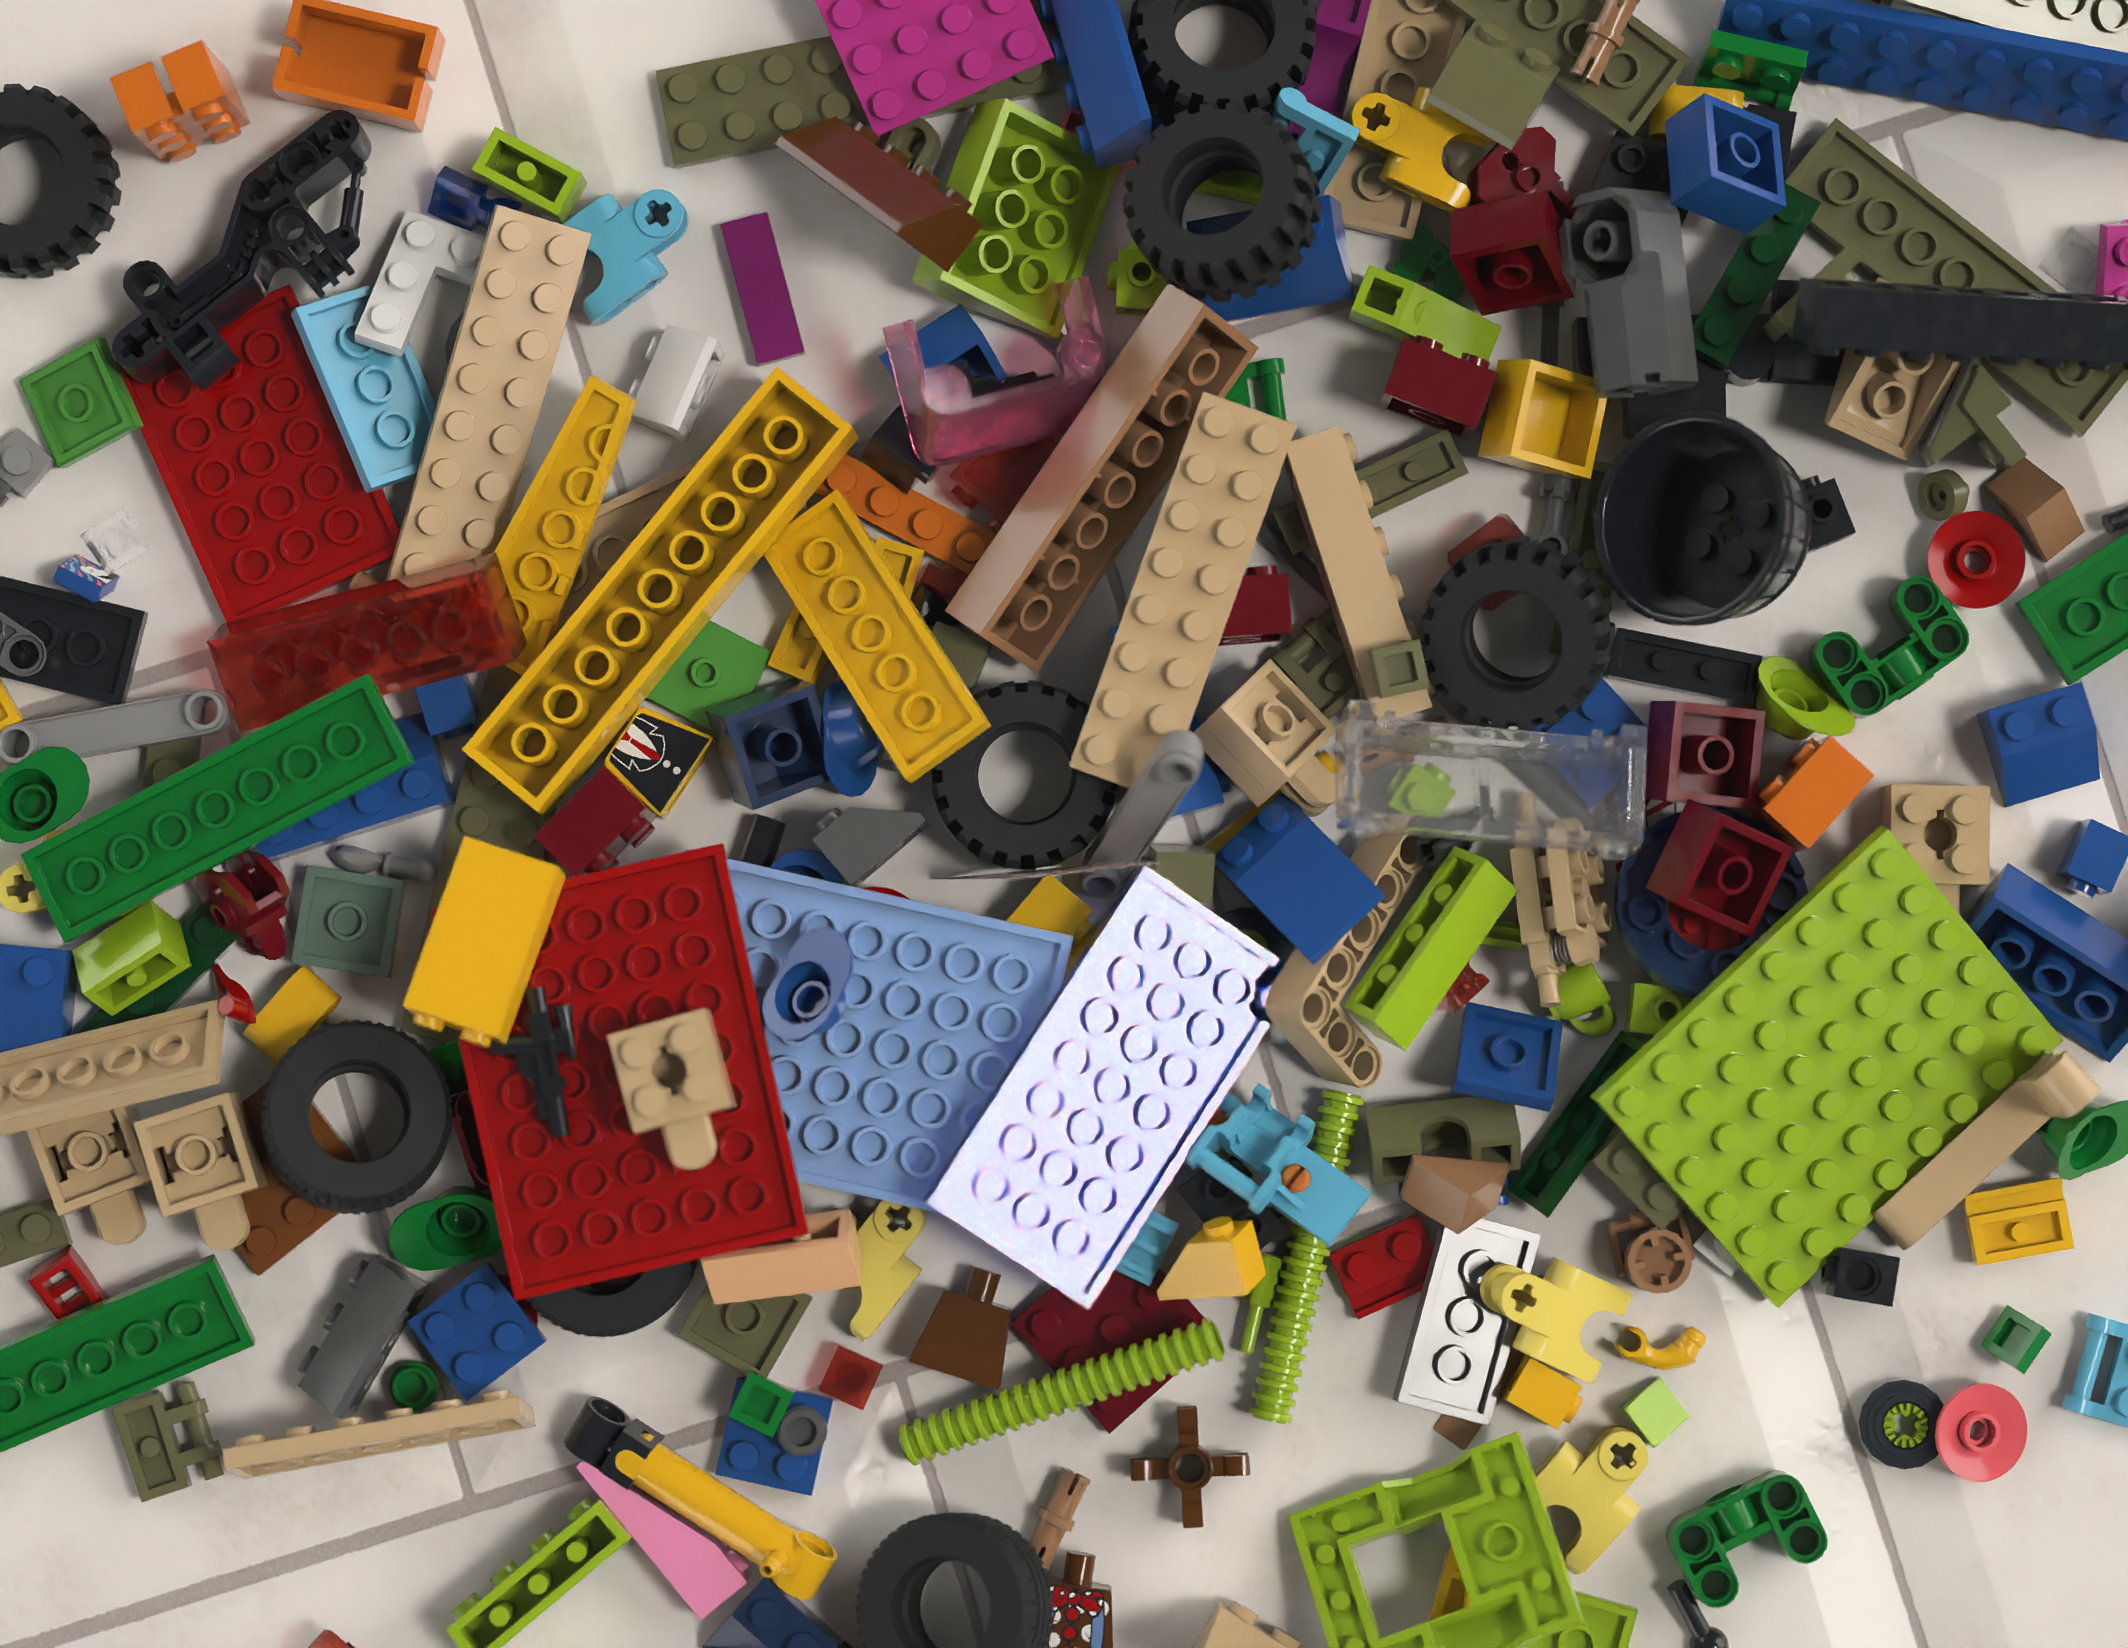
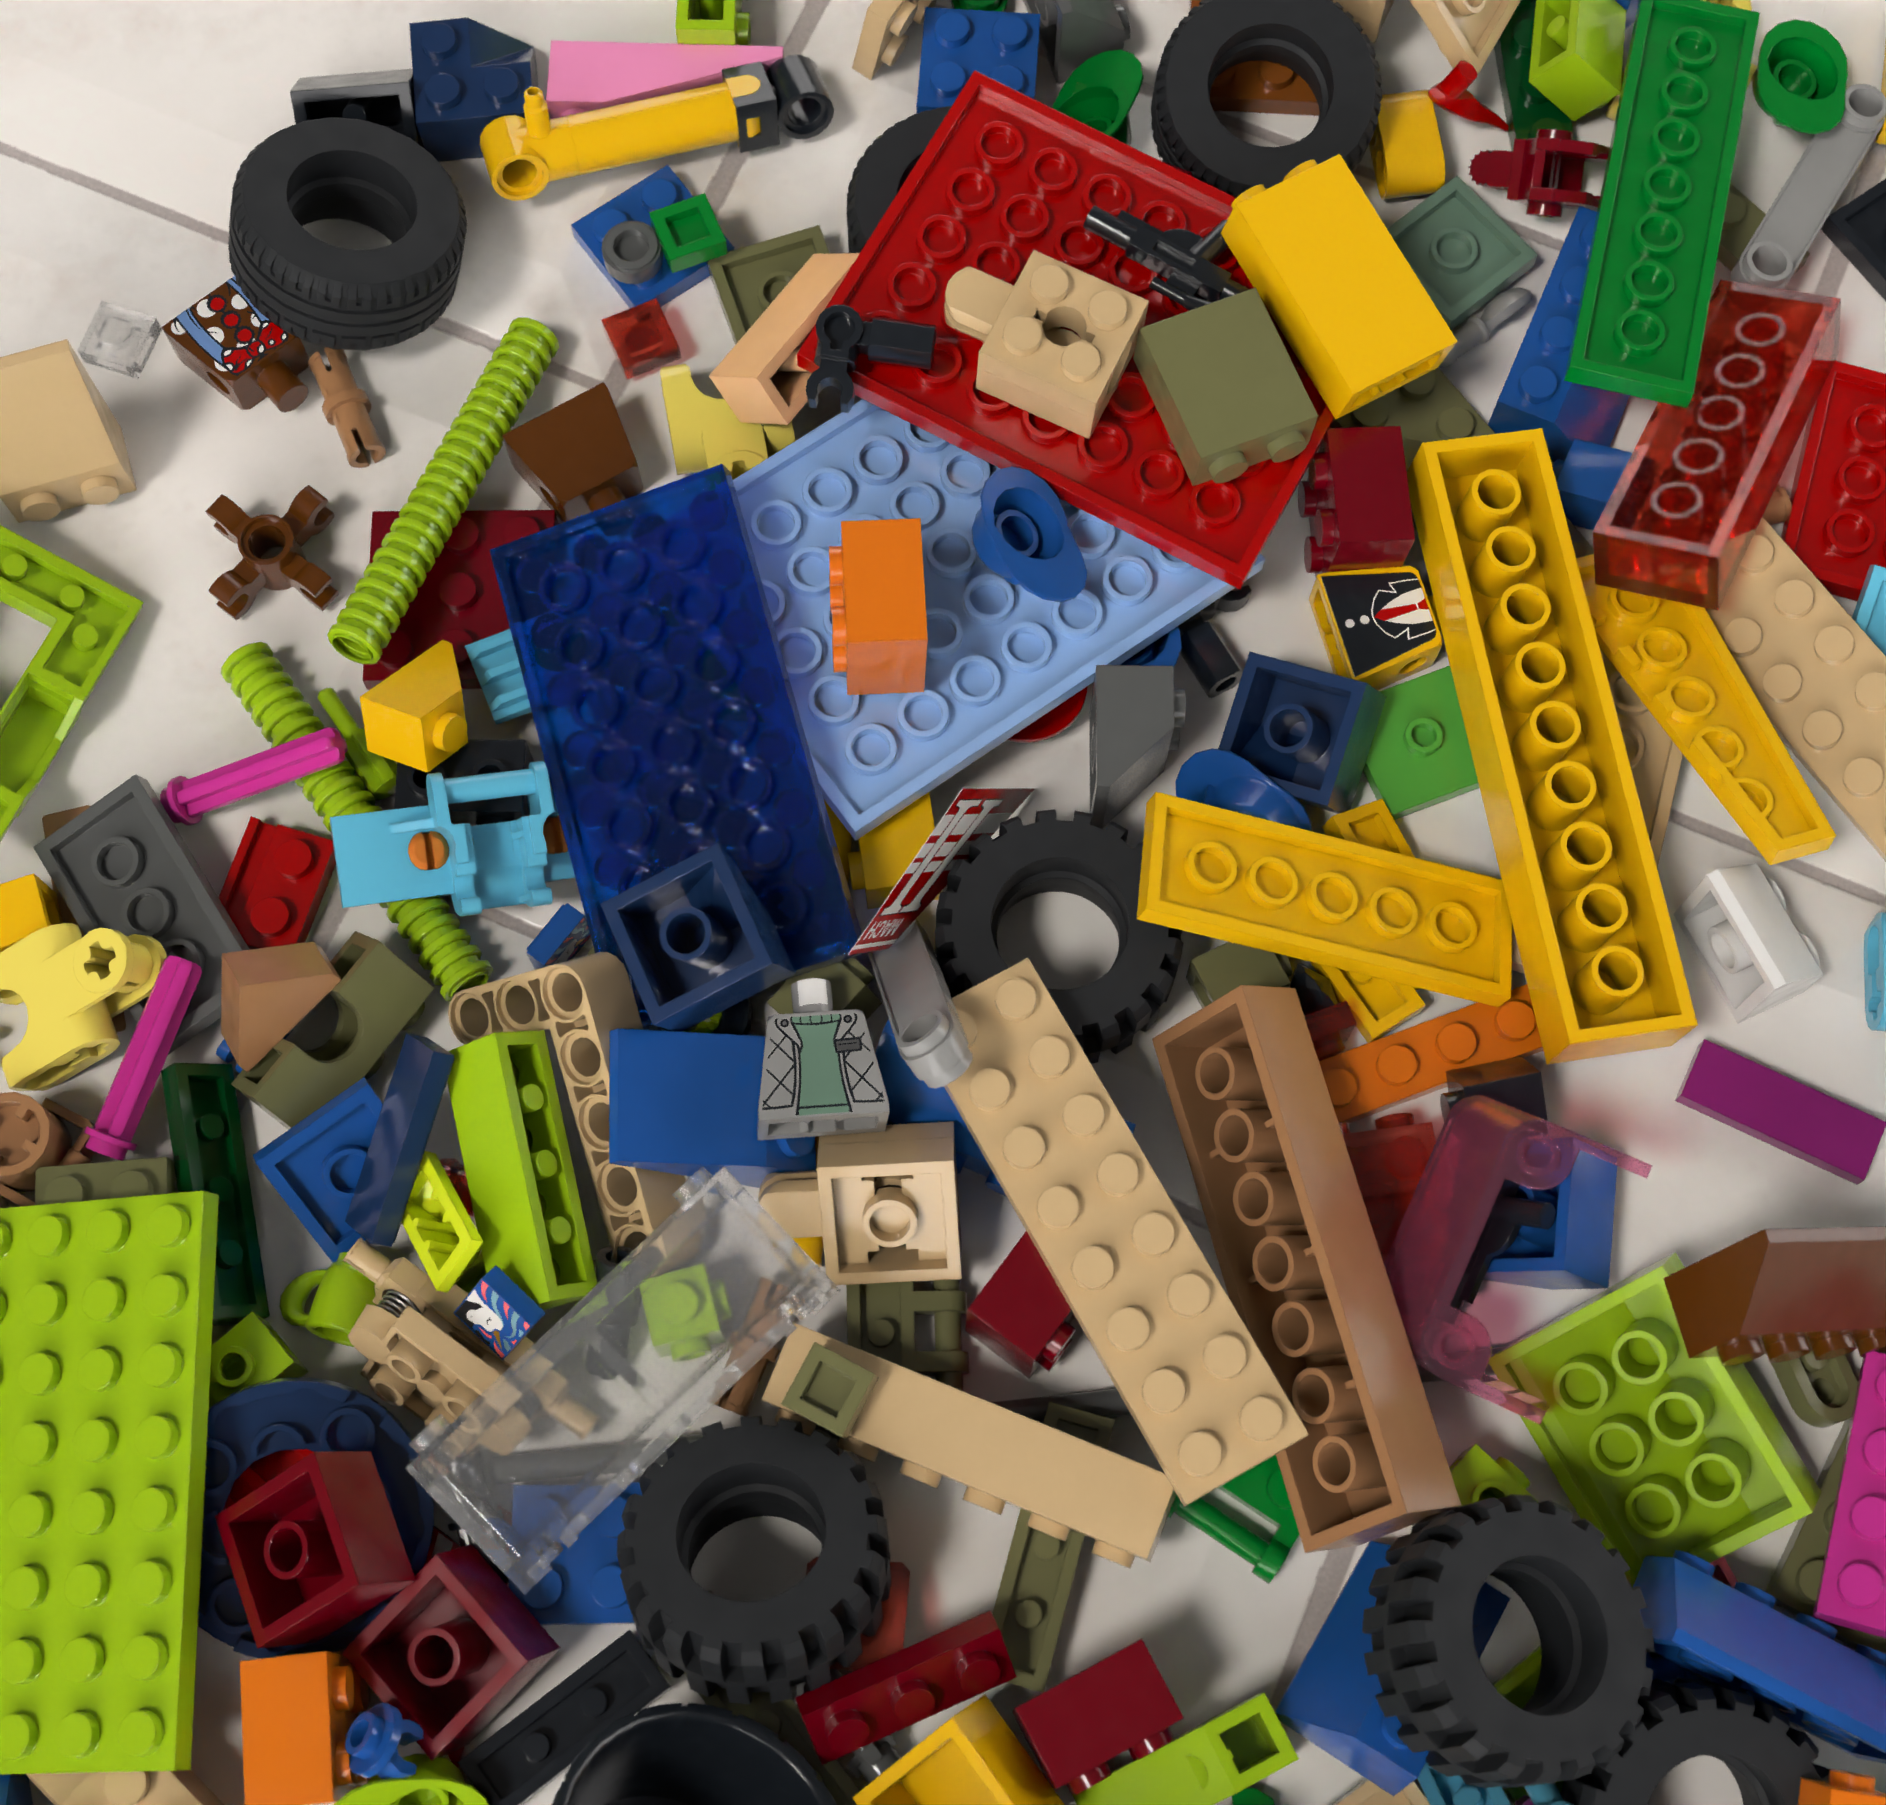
camera: 125 degrees right, 15 degrees down
(613, 950) = (1225, 388): none -> olive brick
(757, 1180) = (845, 336): none -> black bar
(935, 1030) = (879, 606): none -> orange brick
(1223, 957) = (696, 940): none -> dark blue slope
(1231, 830) = (819, 1070): none -> torso
(1274, 1065) = (559, 938): none -> blue tile
(1379, 1365) = (191, 798): none -> dark pink axle
(1470, 1033) = (399, 1139): none -> dark blue tile
(1496, 968) = (440, 1225): none -> neon yellow slope
(1511, 498) = (906, 1687): none -> dark red plate
(1515, 884) = (499, 1312): none -> blue tile
(1550, 1231) = (144, 1058): none -> dark pink axle
(1782, 742) = (374, 1743): none -> blue plate

